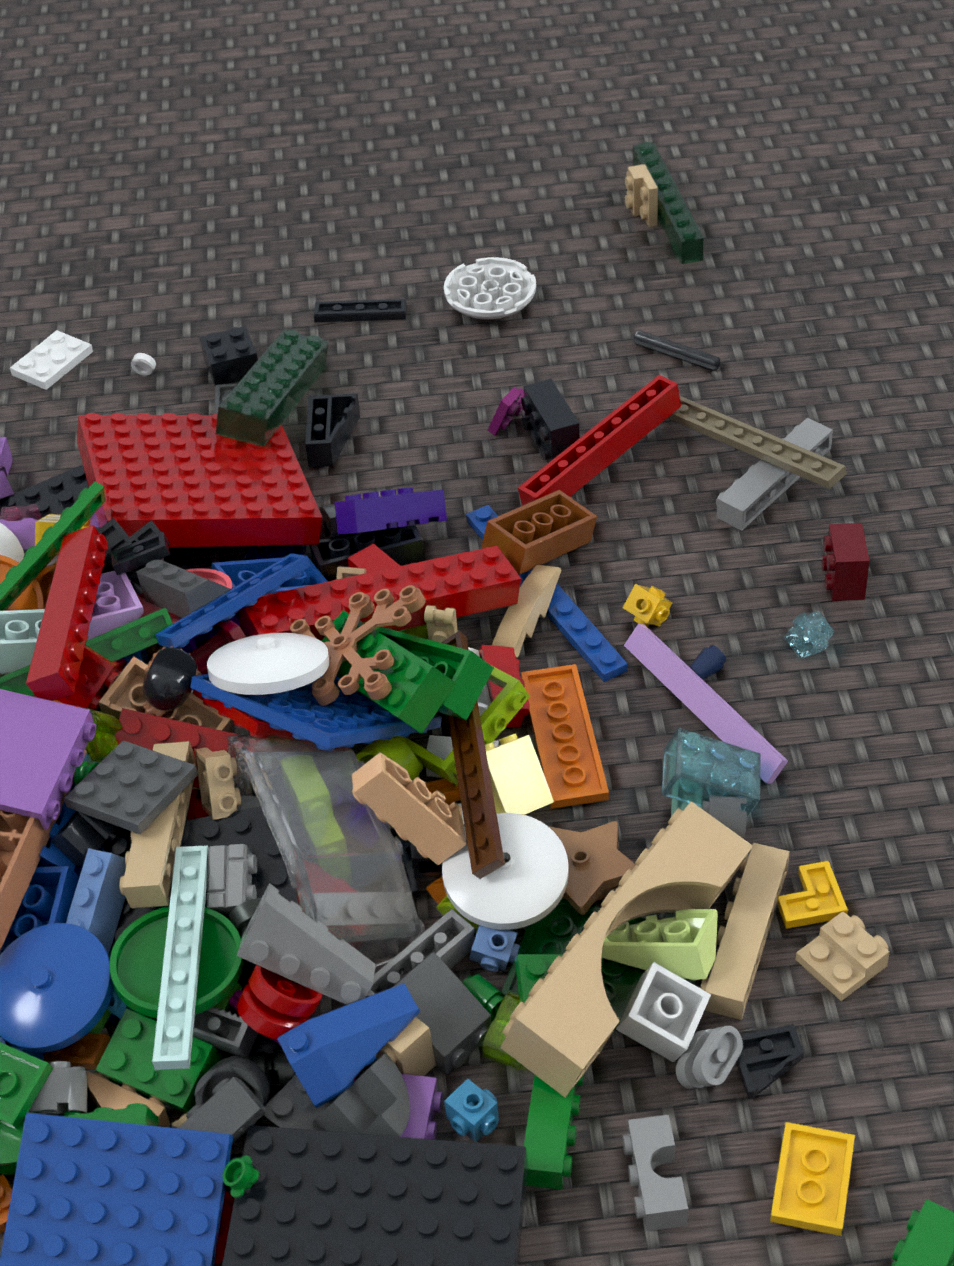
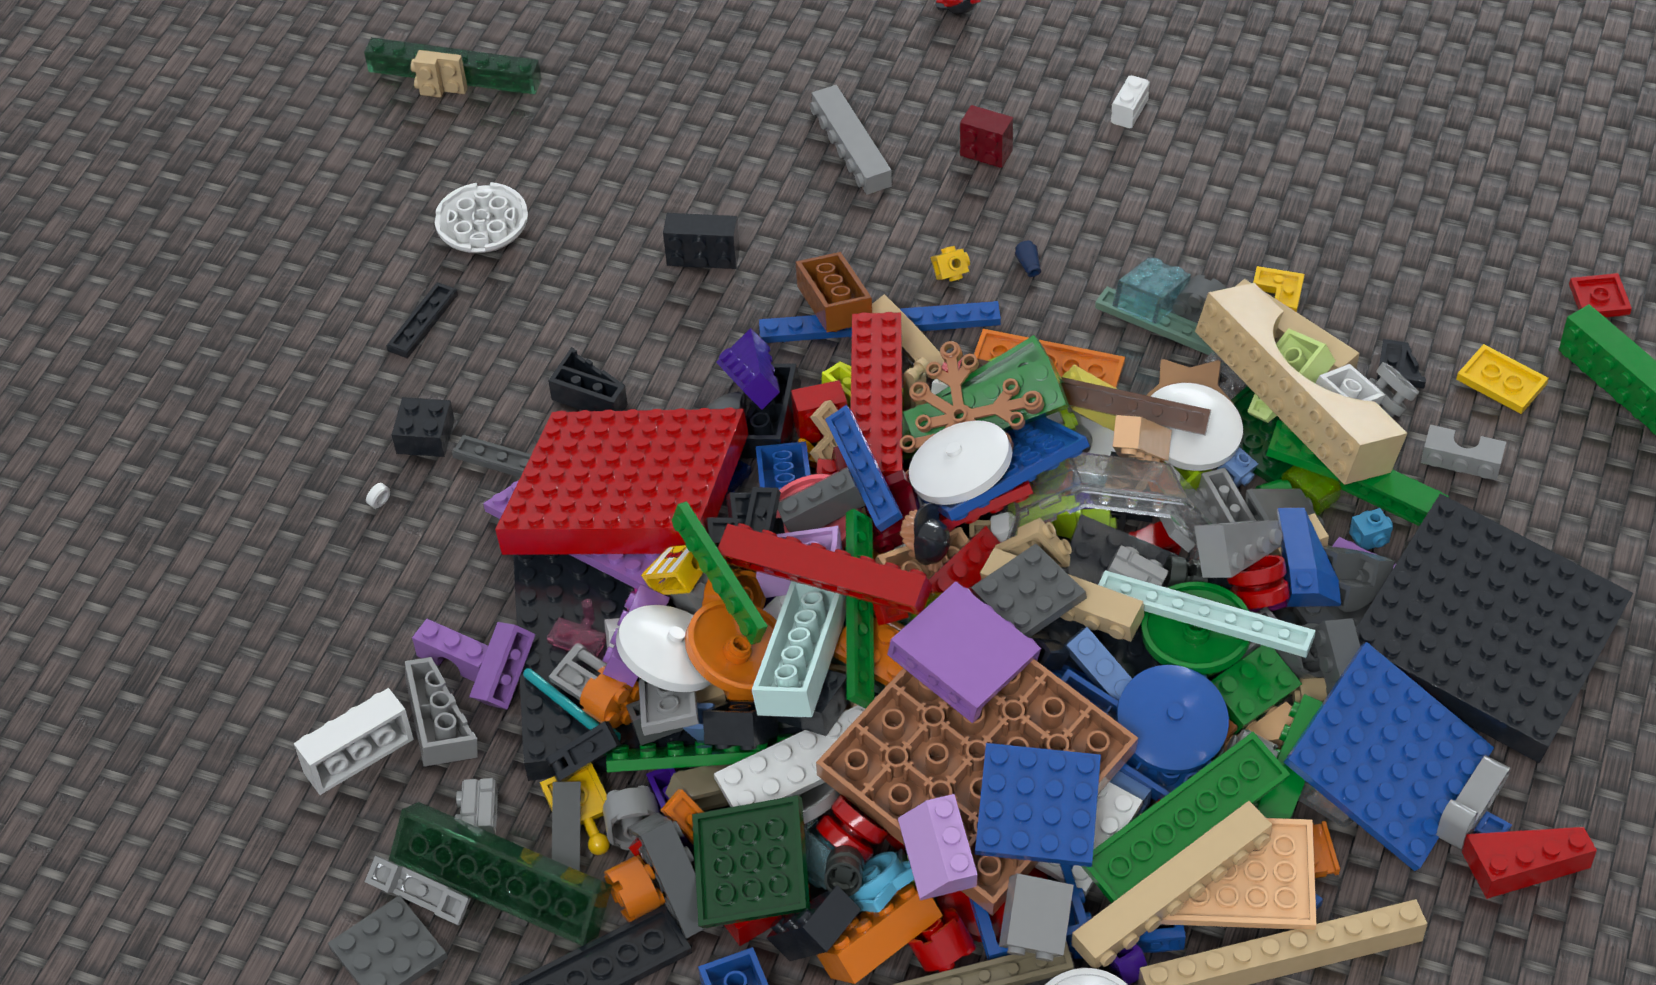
camera: 65 degrees left, 5 degrees up
(51, 359) = (303, 568): white plate -> none
(240, 1175) = (1400, 644): green plate -> none
(272, 388) = (526, 396): clear green brick -> none
(508, 407) = (658, 262): magenta plate -> none
(604, 441) = (758, 221): red brick -> none
(677, 350) = (652, 138): black axle -> none
(703, 700) = (1057, 273): lavender tile -> none
(759, 443) = (806, 136): dark tan plate -> none
(809, 634) = (1041, 188): clear light blue brick -> none
(844, 955) = (1336, 293): tan plate -> none

